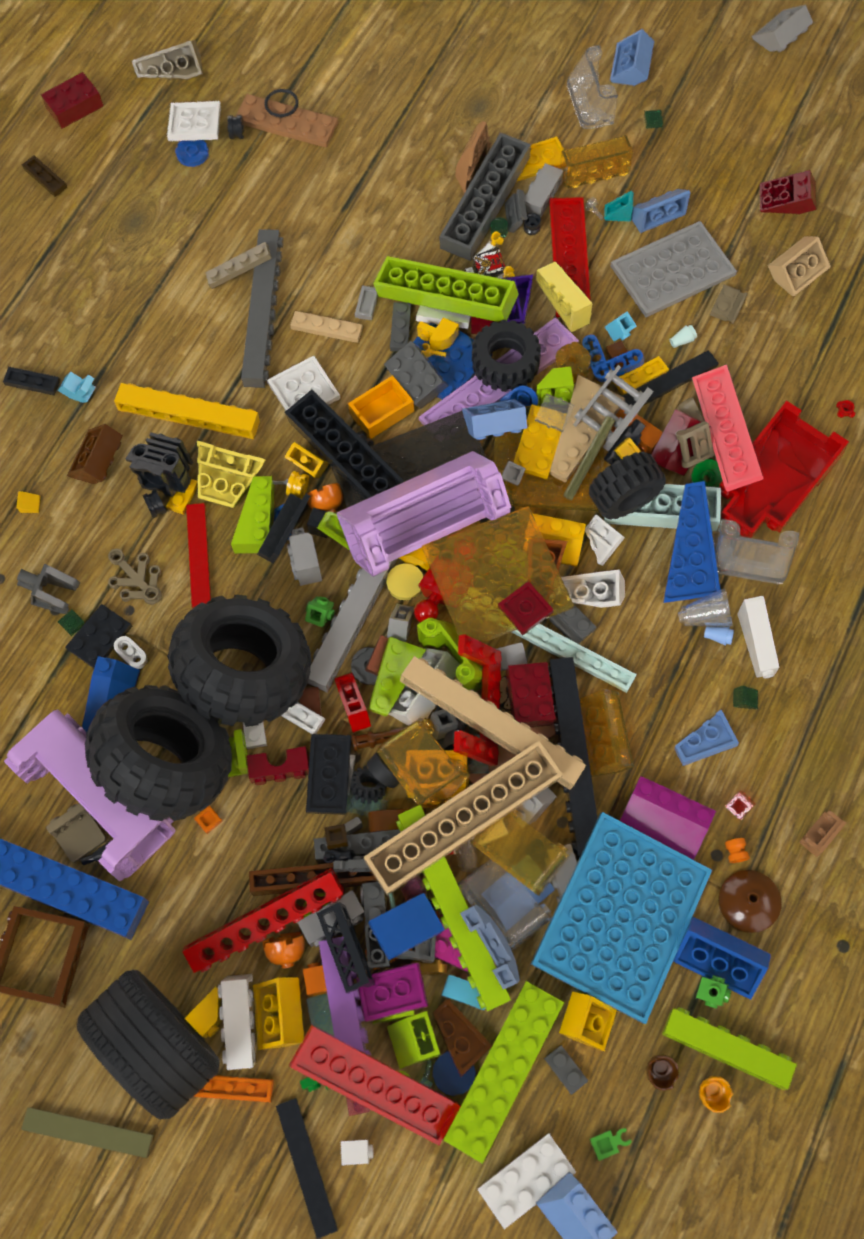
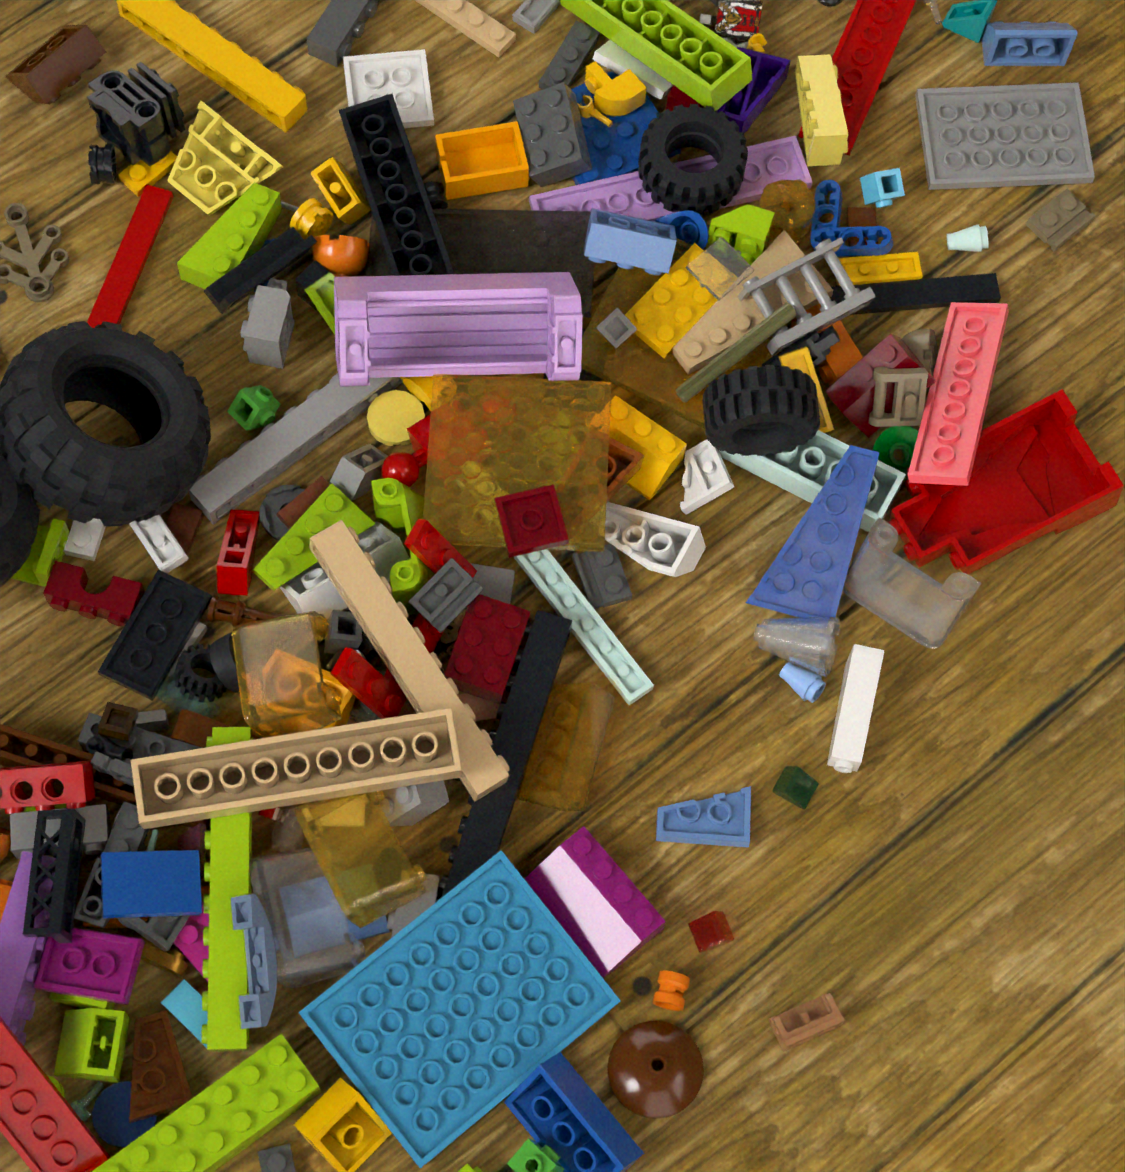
camera: 15 degrees right, 0 degrees up
(495, 674) = (445, 595): none -> dark grey plate

